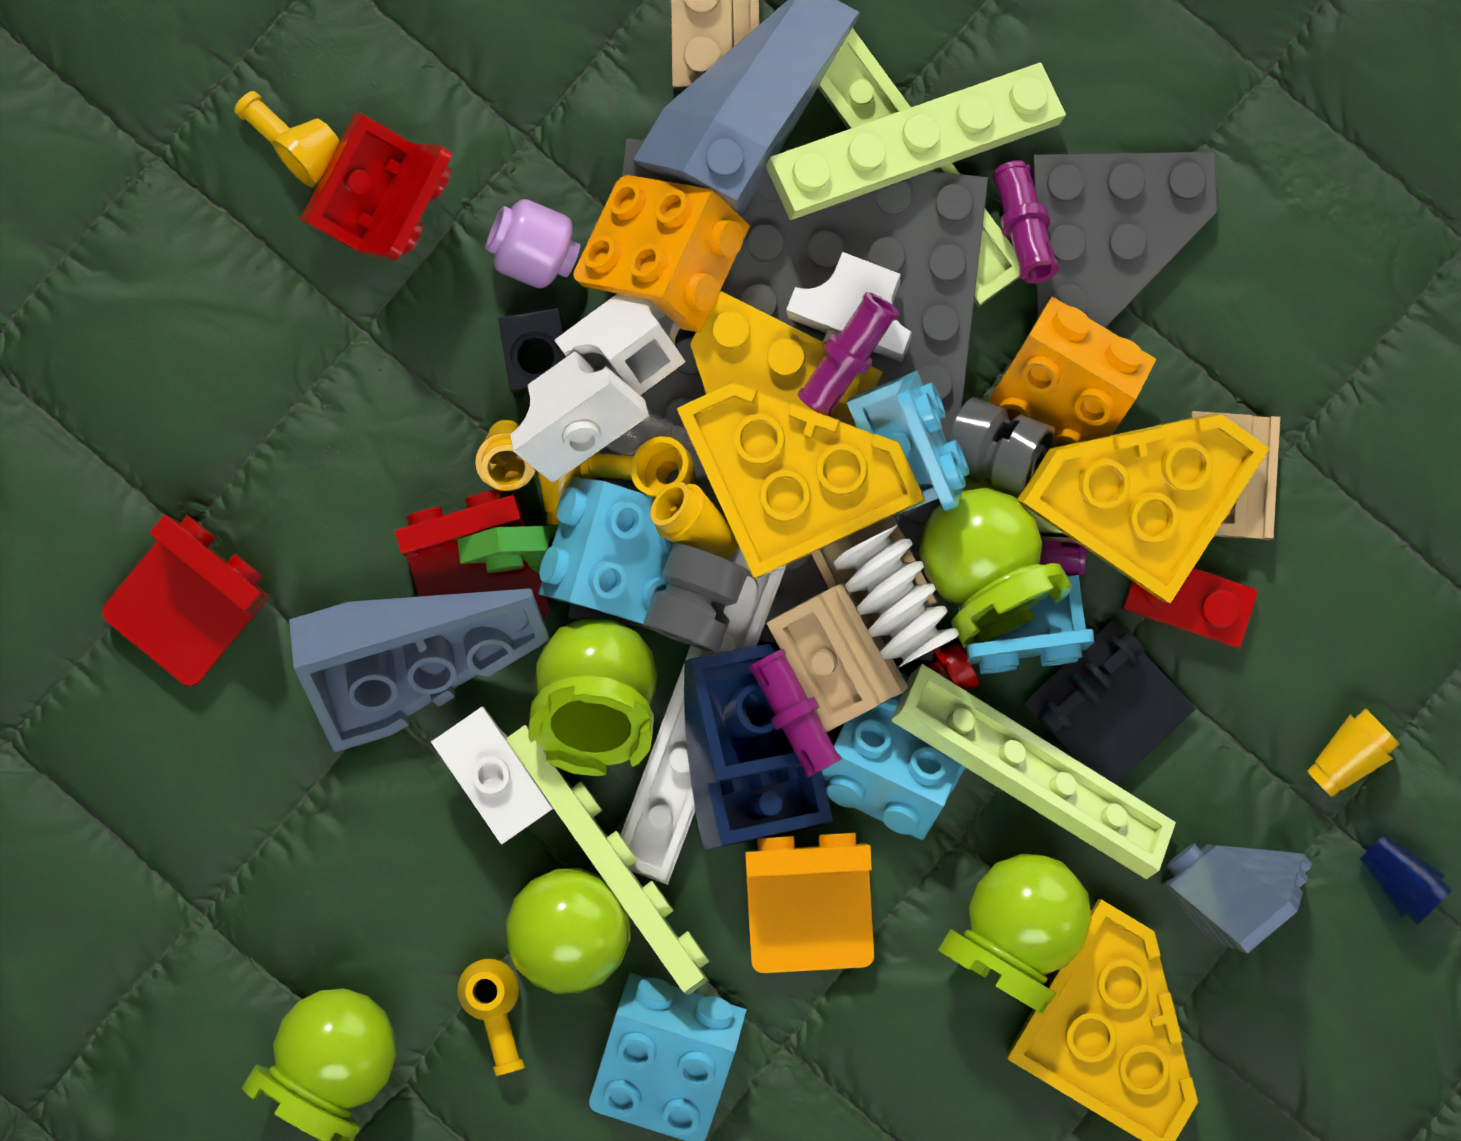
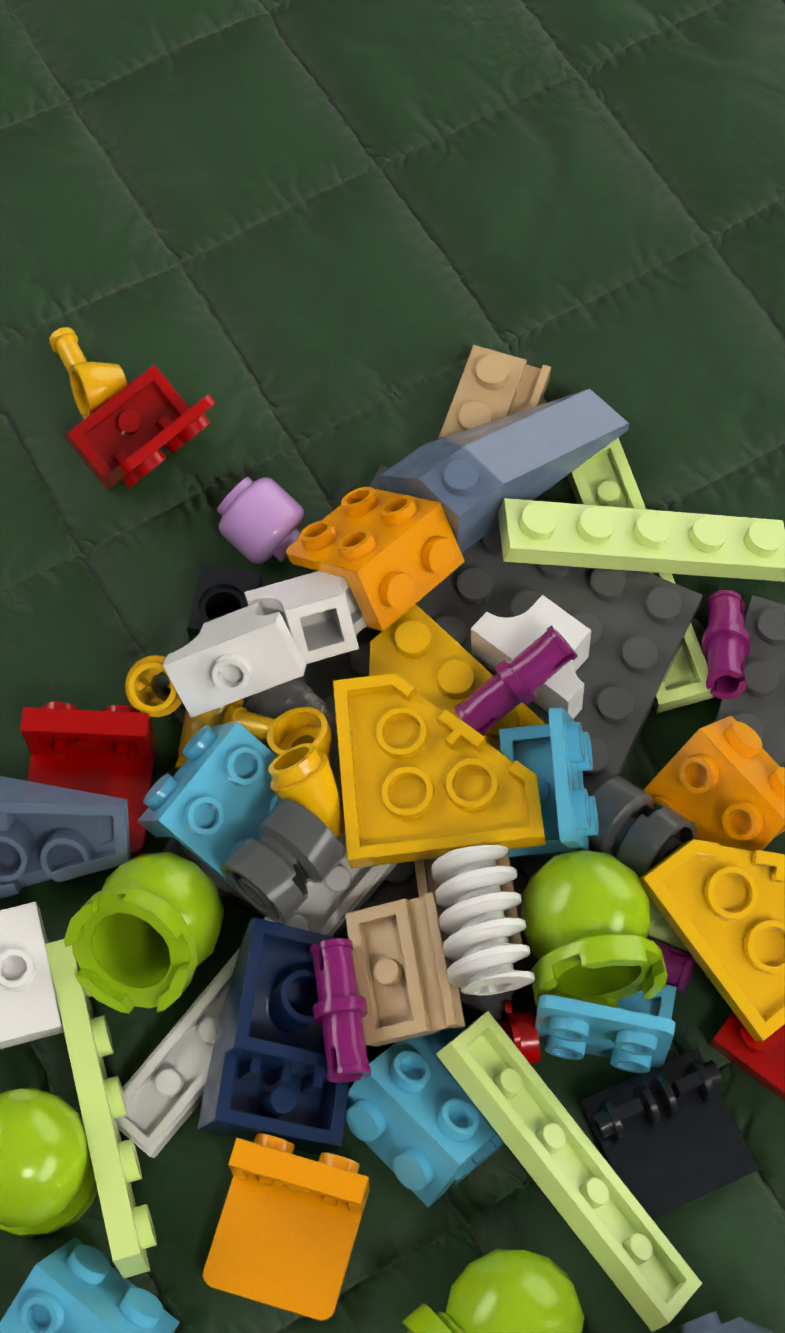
camera: 20 degrees right, 20 degrees down
(507, 547) = (122, 762): bright green plate -> none

